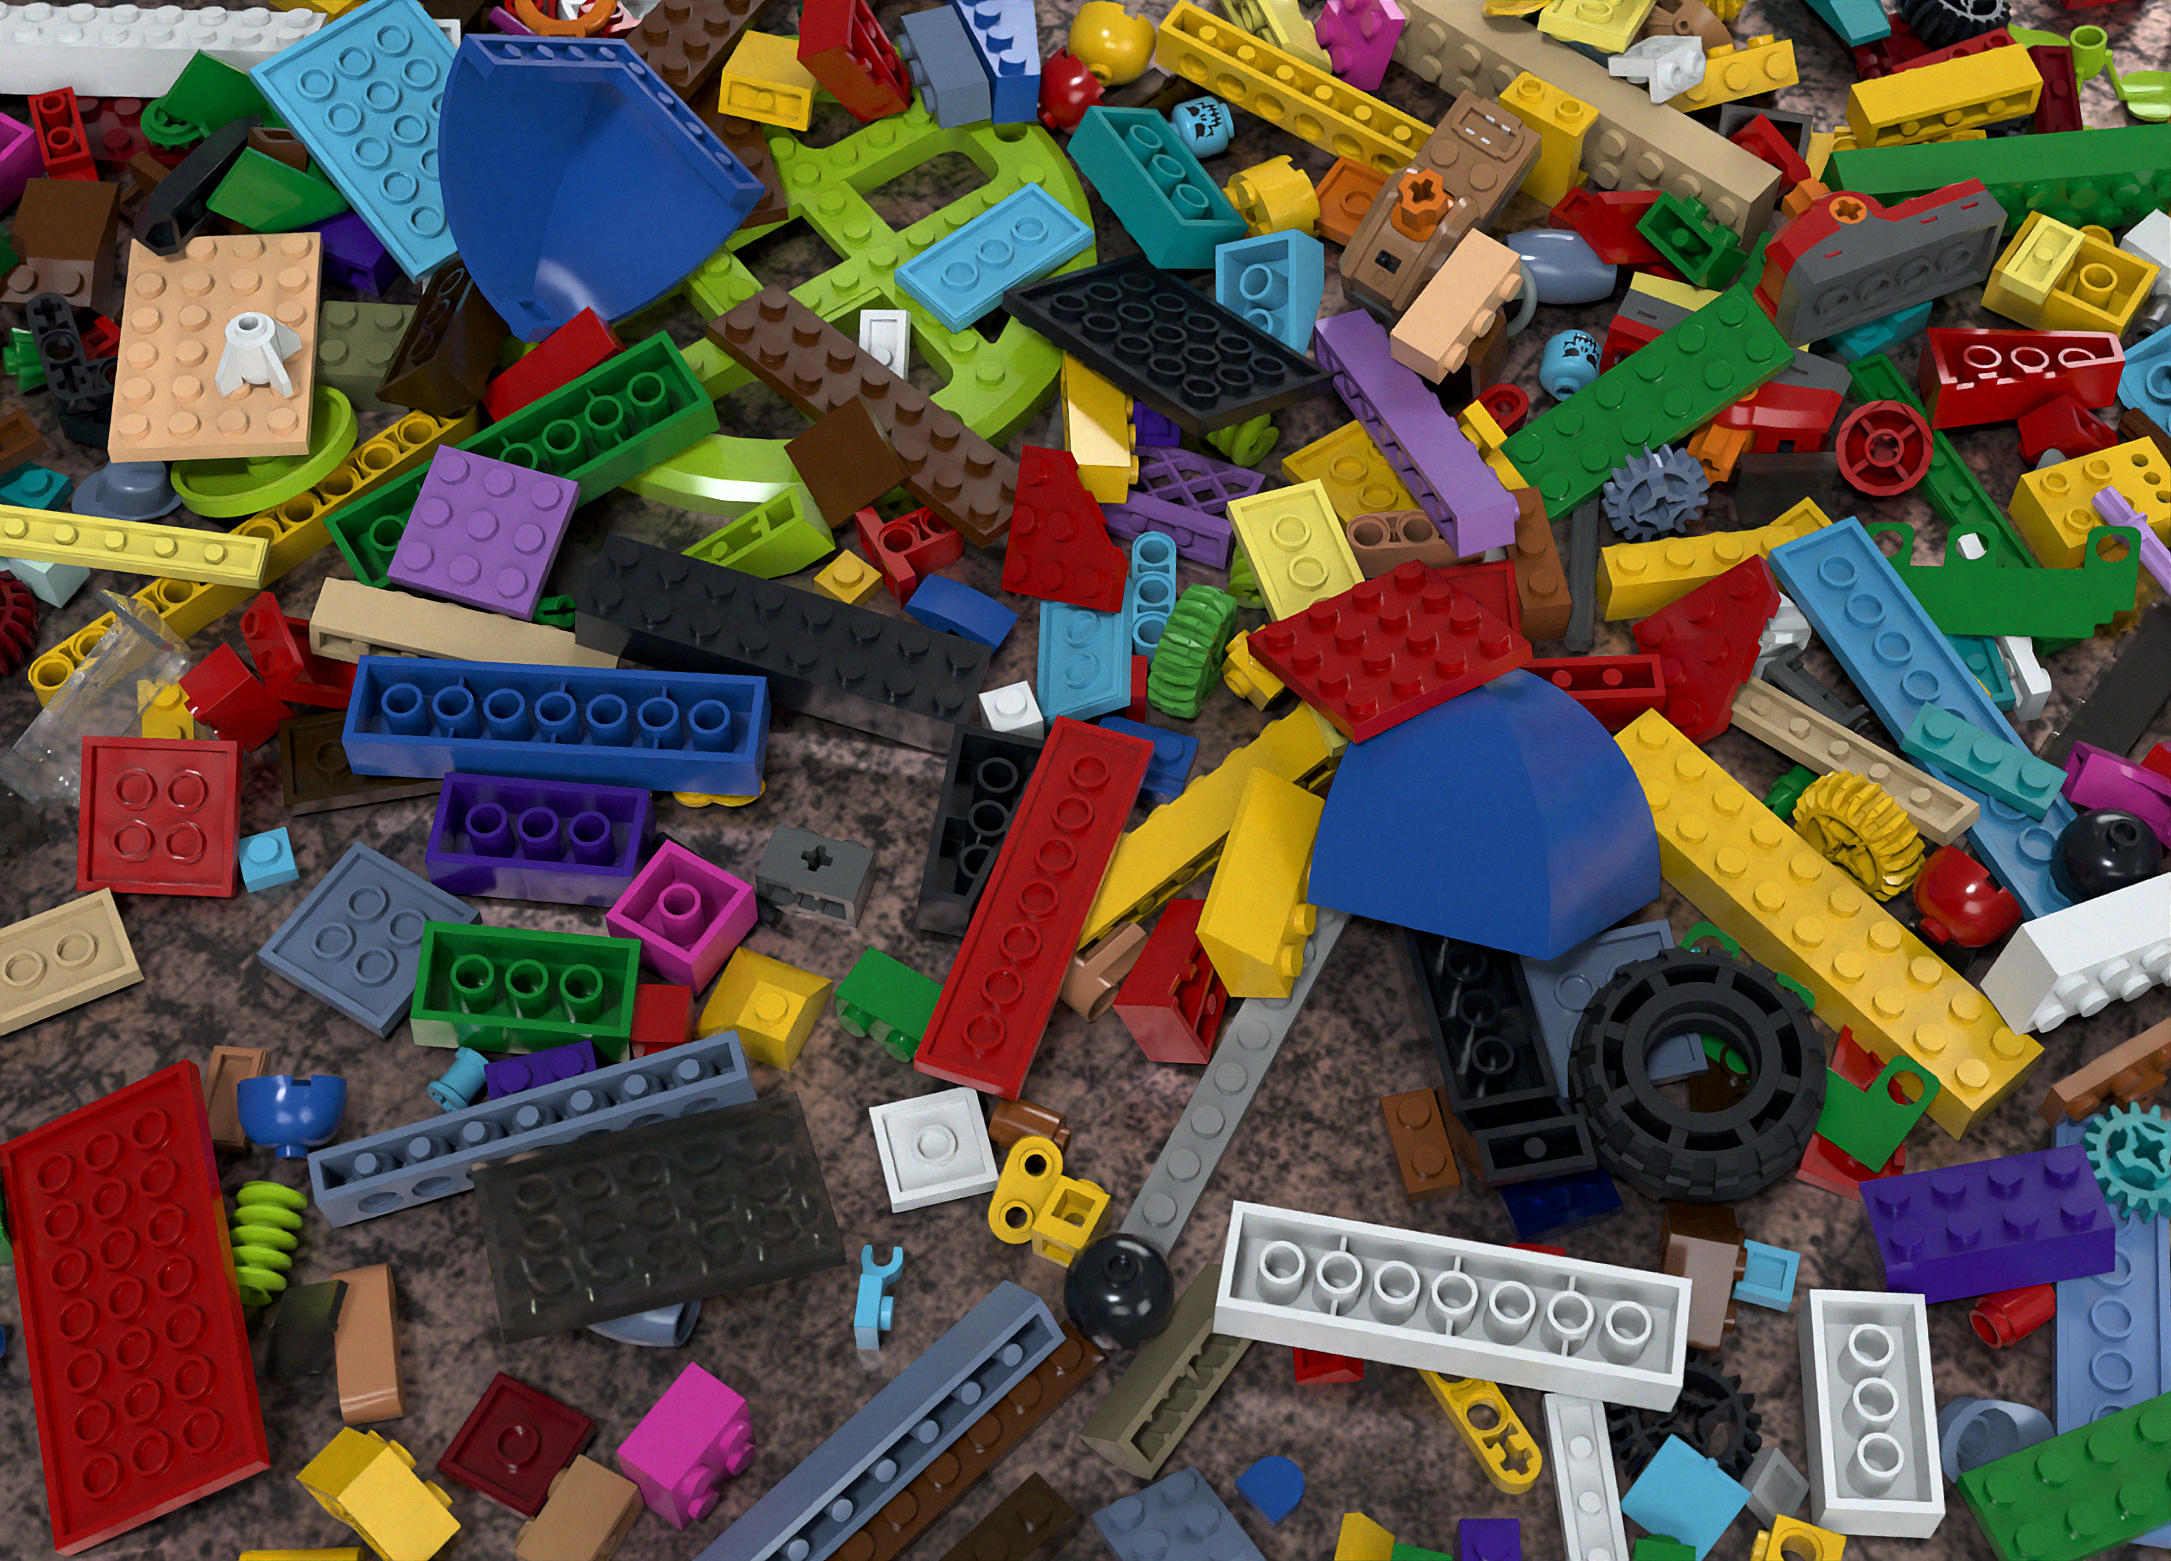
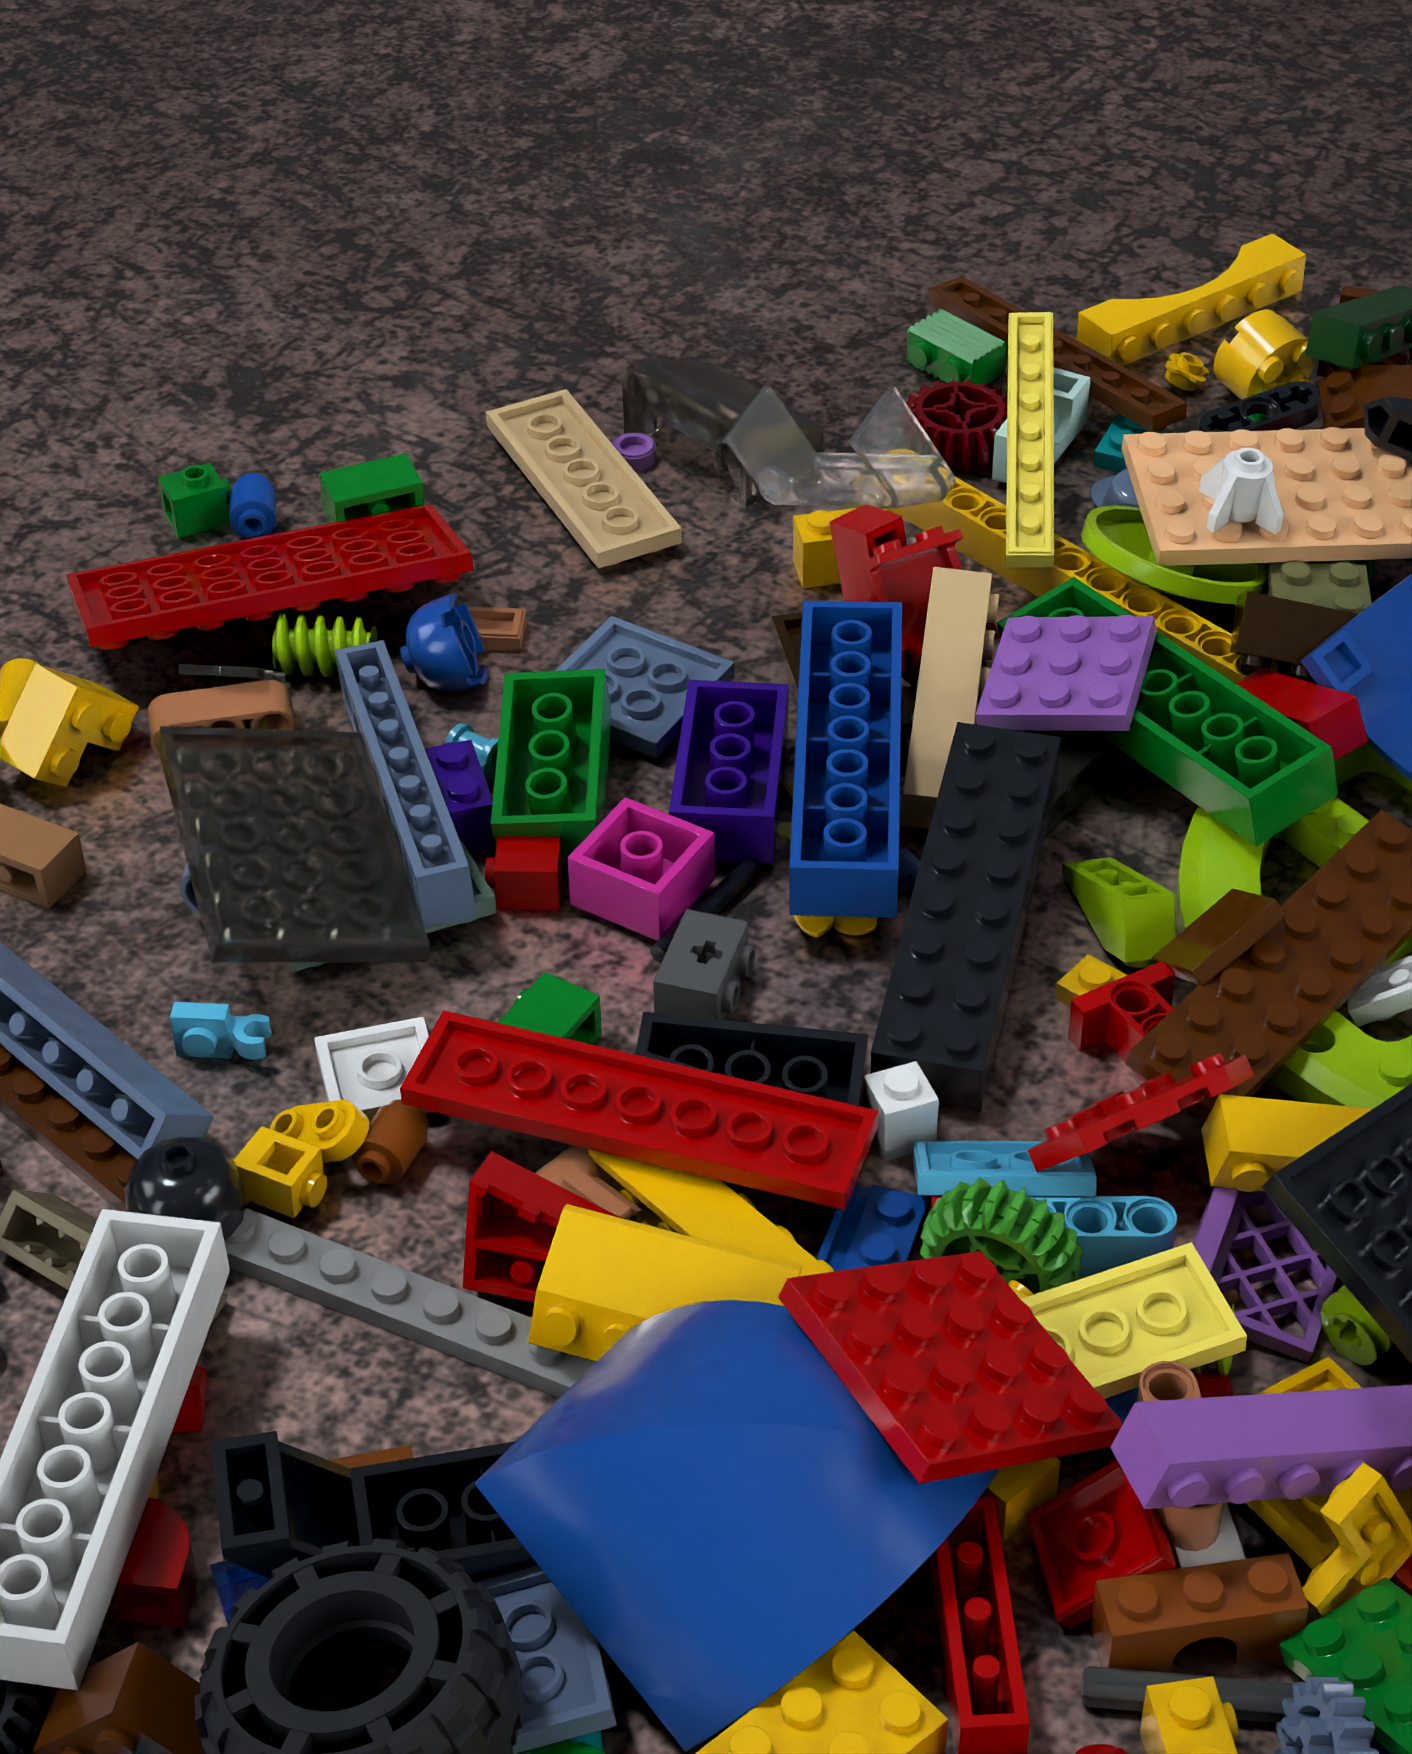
camera: 90 degrees right, 15 degrees down
(159, 816) = (745, 536): red plate -> none
(267, 859) = (723, 623): medium azure plate -> none
(515, 1446) = (113, 814): dark red plate -> none
(689, 1447) = (71, 898): dark pink brick -> none
(767, 1005) = (535, 939): yellow slope -> none
(954, 606) = (1052, 1072): blue slope -> none

